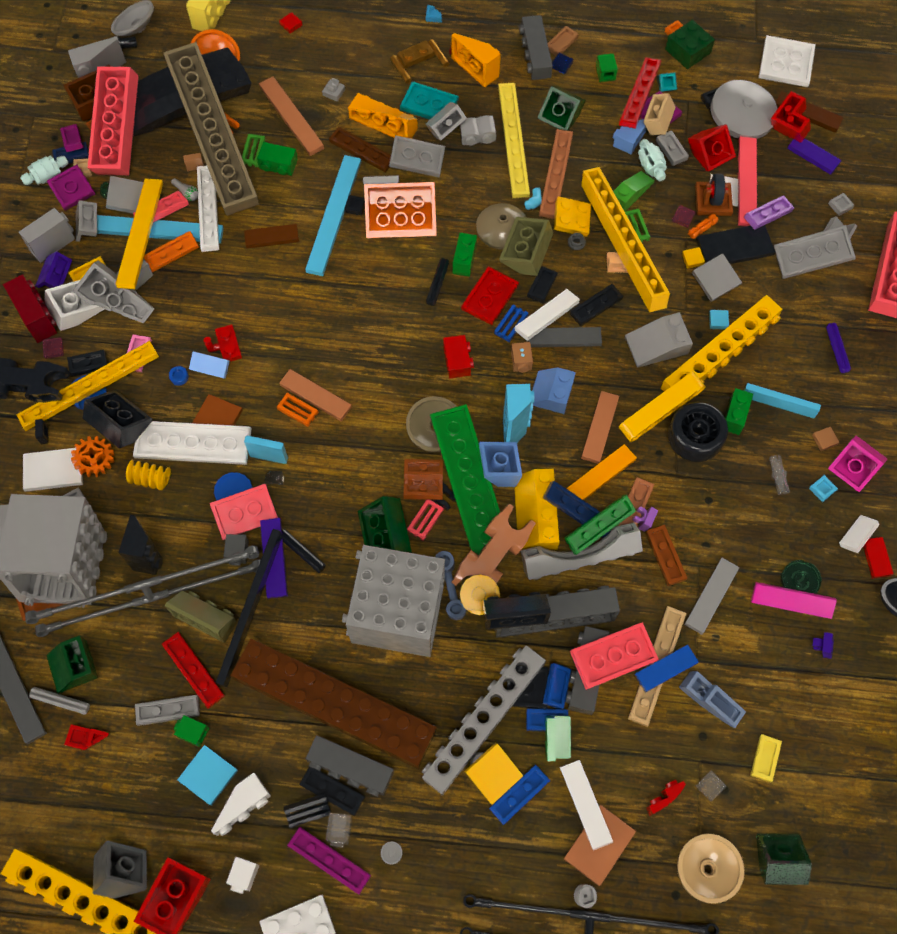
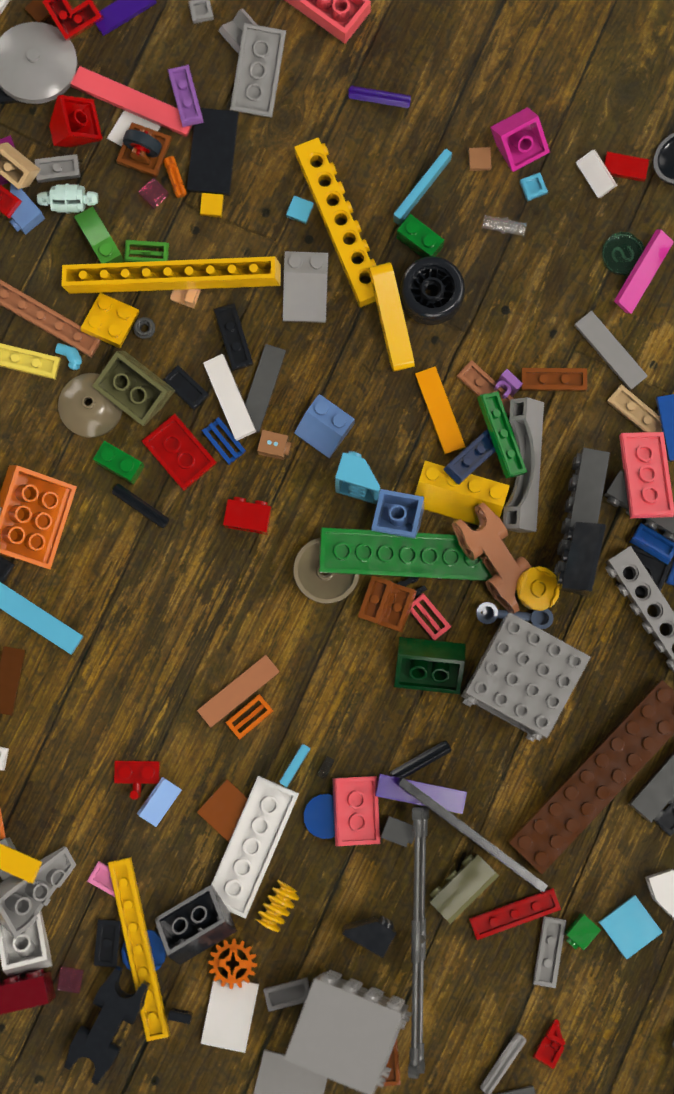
camera: 70 degrees left, 15 degrees up
(71, 664) = (471, 1041): dark green slope -> none
(178, 375) = (159, 841): blue tile -> none
(600, 427) = (385, 391): nougat tile -> none
(716, 277) = (248, 190): light grey tile -> none

